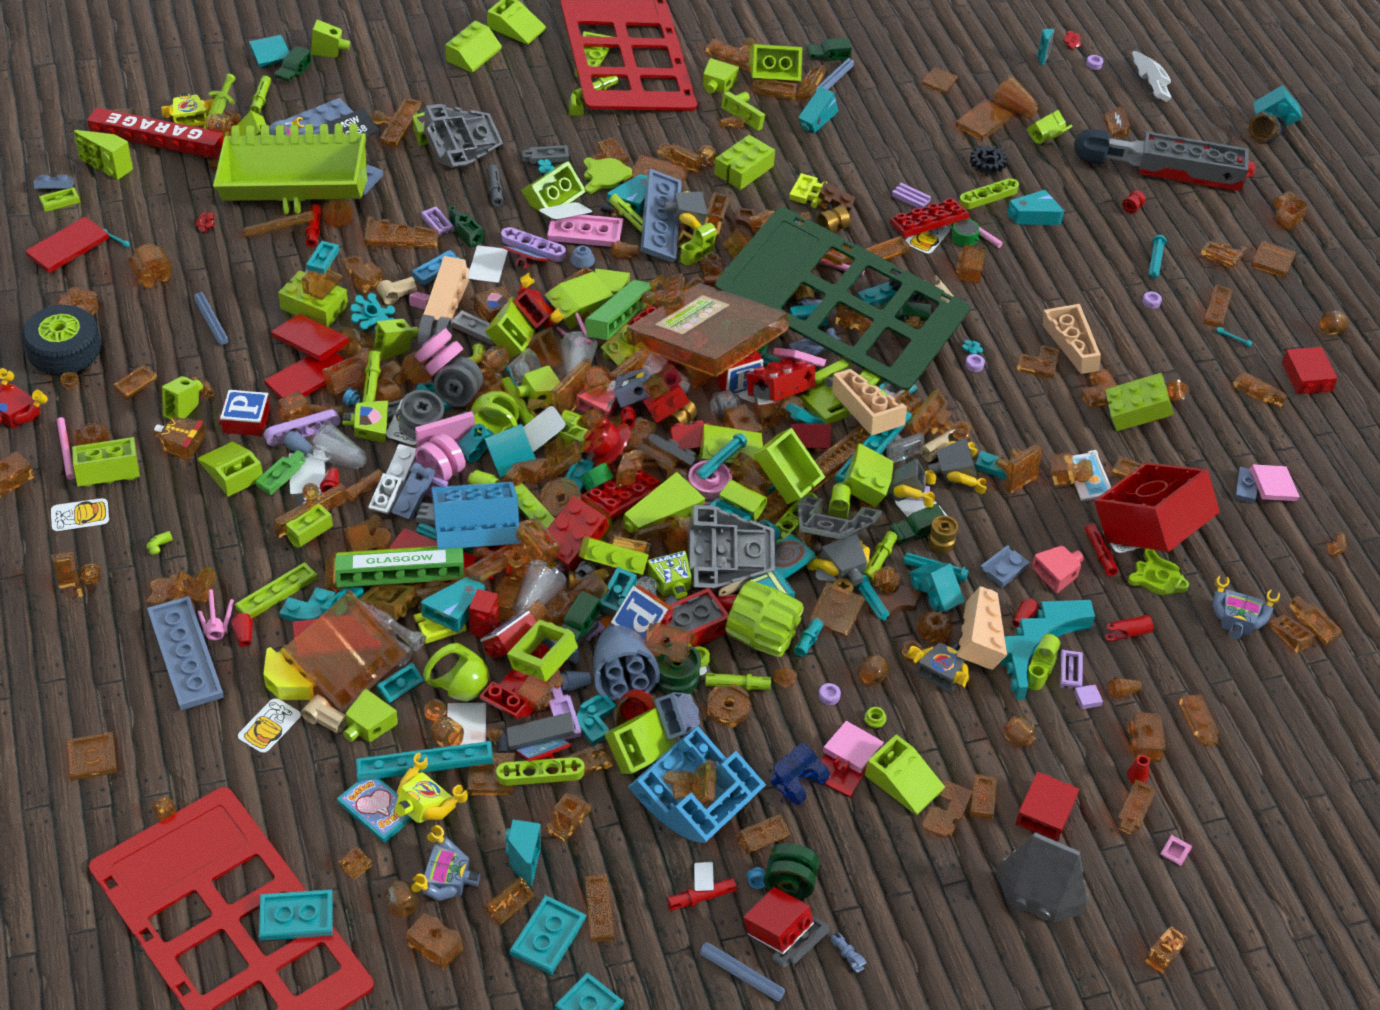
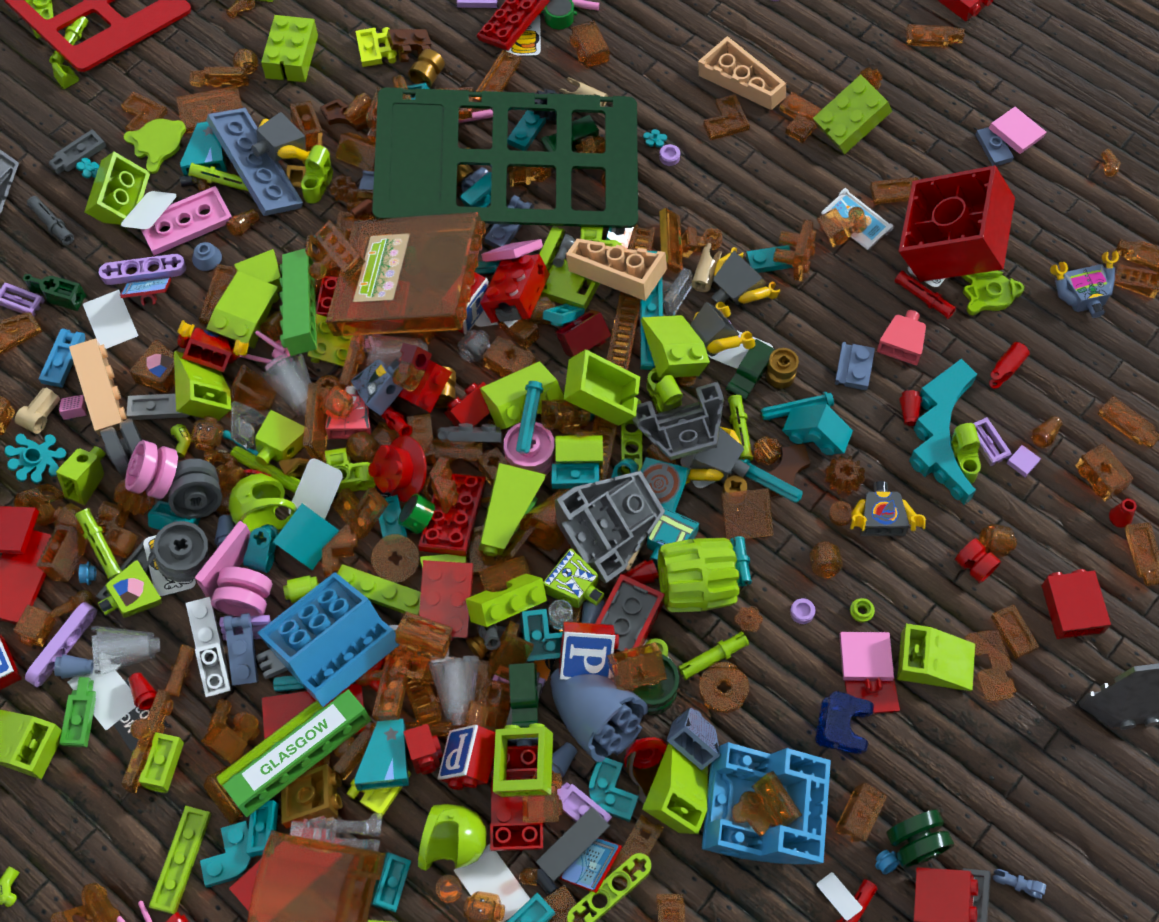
camera: 30 degrees left, 15 degrees up
(983, 630) = (894, 452): light nougat wedge -> none
(991, 734) = (977, 560): none -> red wheel

